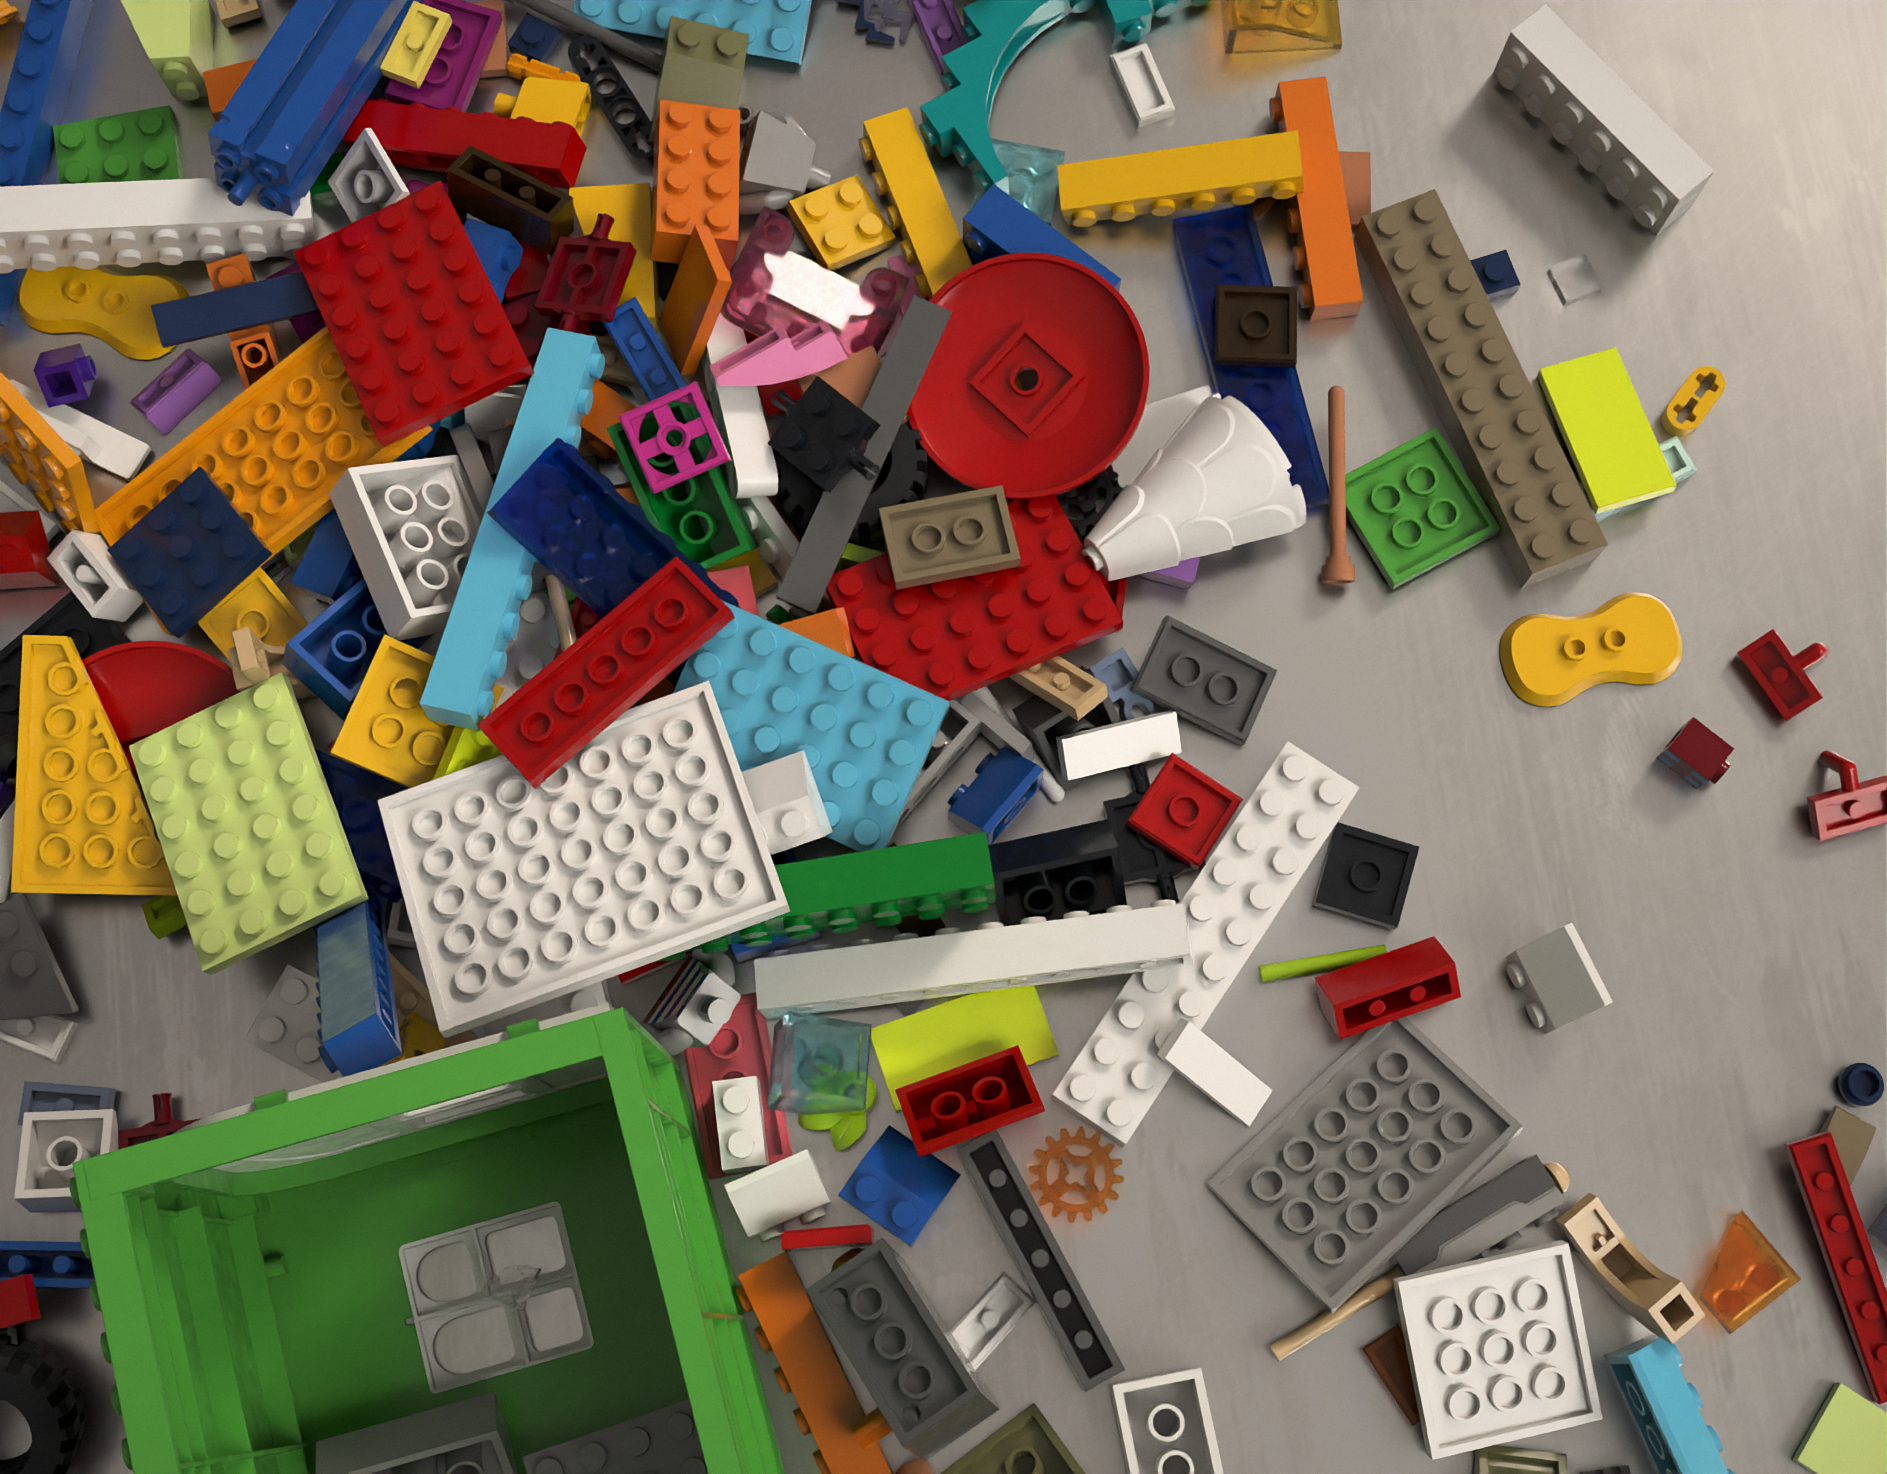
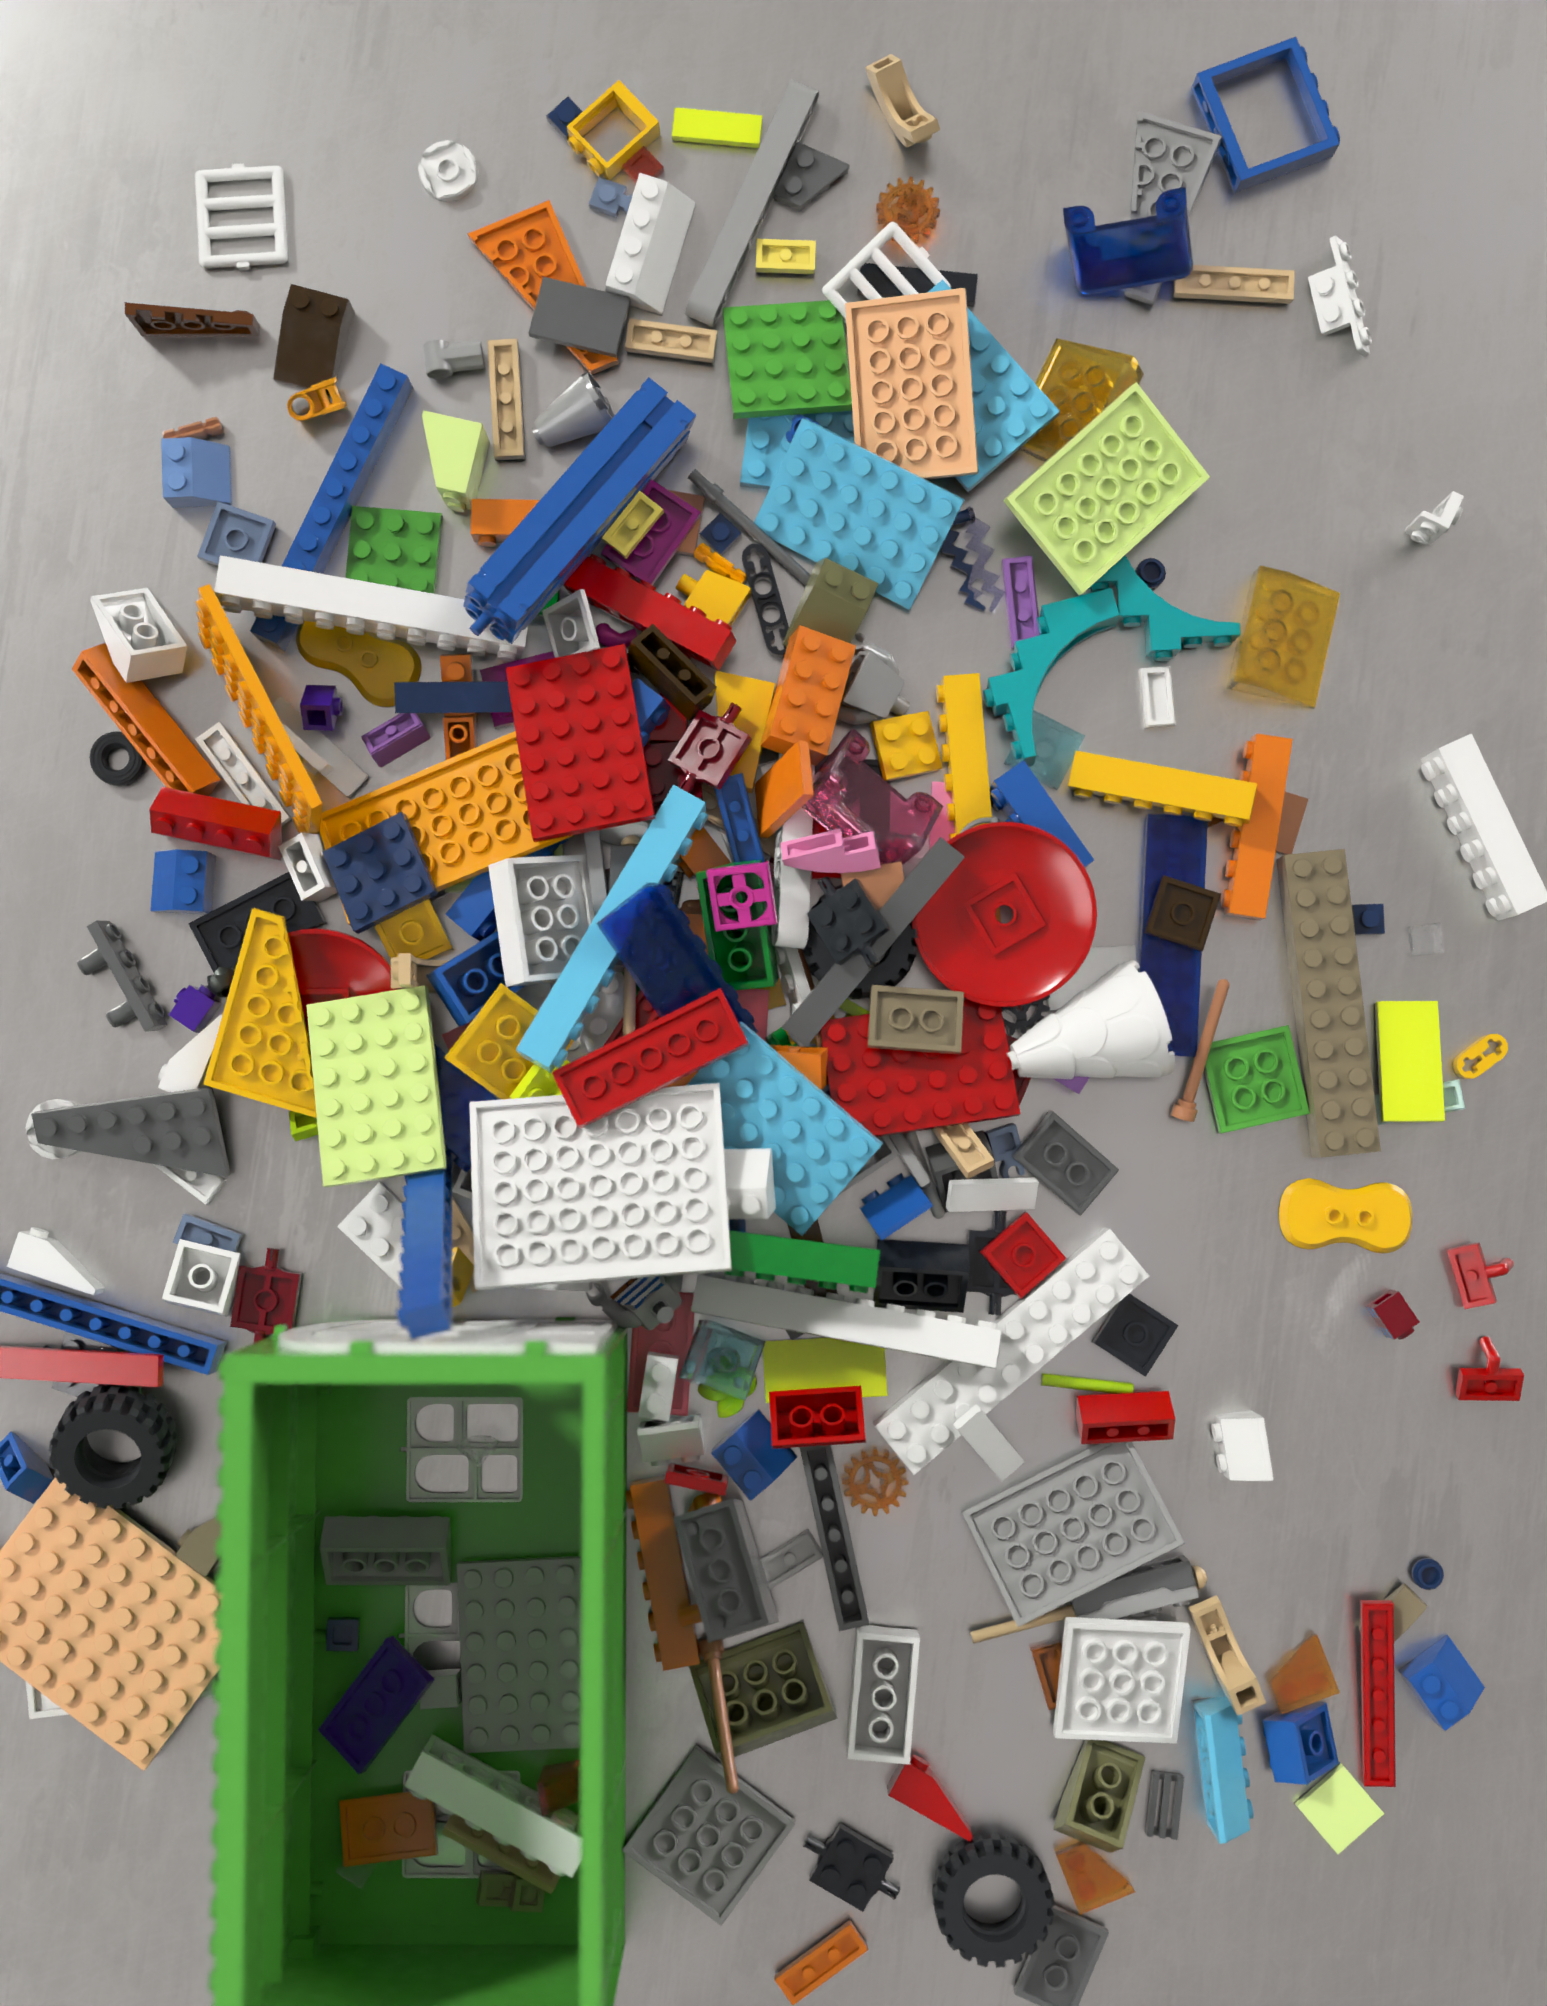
camera: 15 degrees right, 10 degrees up
(1771, 1368) = (1300, 1744): none -> blue slope

